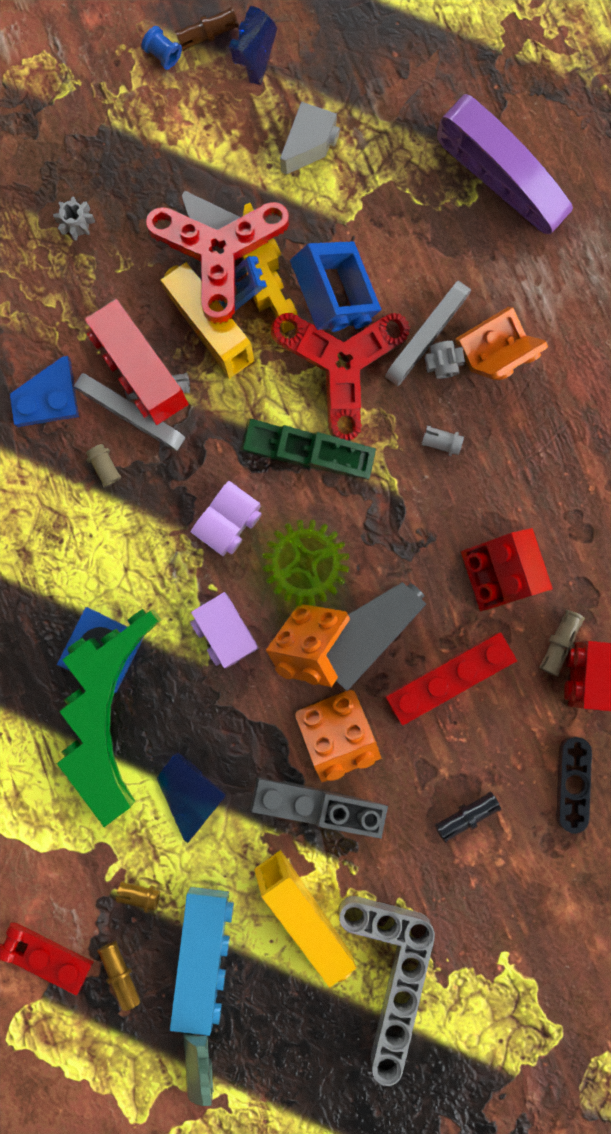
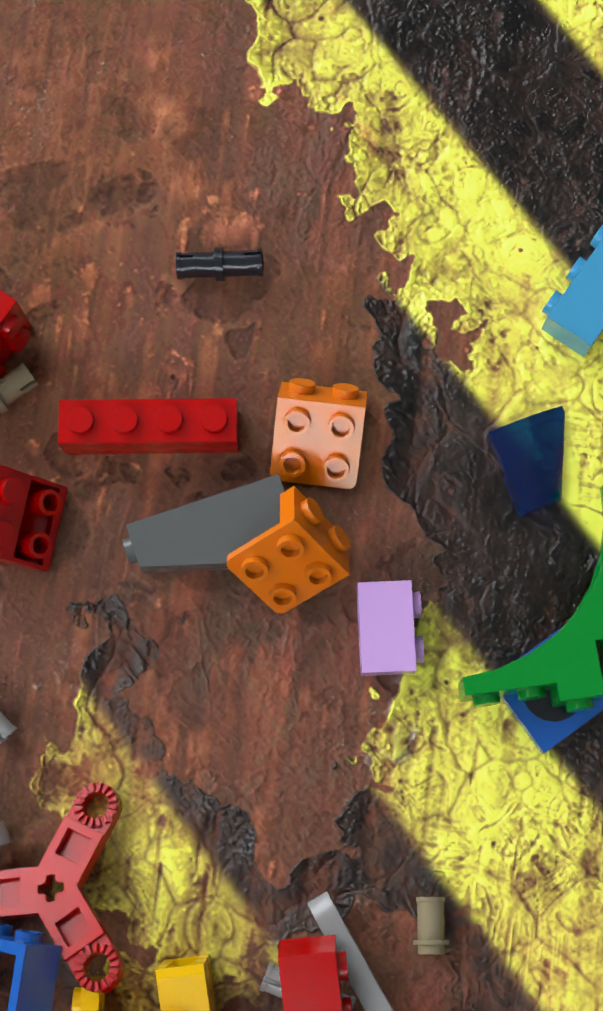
camera: 155 degrees left, 5 degrees down
(227, 519) = (311, 765): lavender brick -> none
(304, 919) = (470, 252): yellow slope -> none
(308, 449) = (161, 801): dark green slope -> none
(319, 555) = (244, 619): clear neon green gear -> none
(319, 807) = (384, 363): dark grey slope -> none
(400, 979) = (397, 133): light grey beam -> none
(565, 808) = (51, 255): black beam -> none

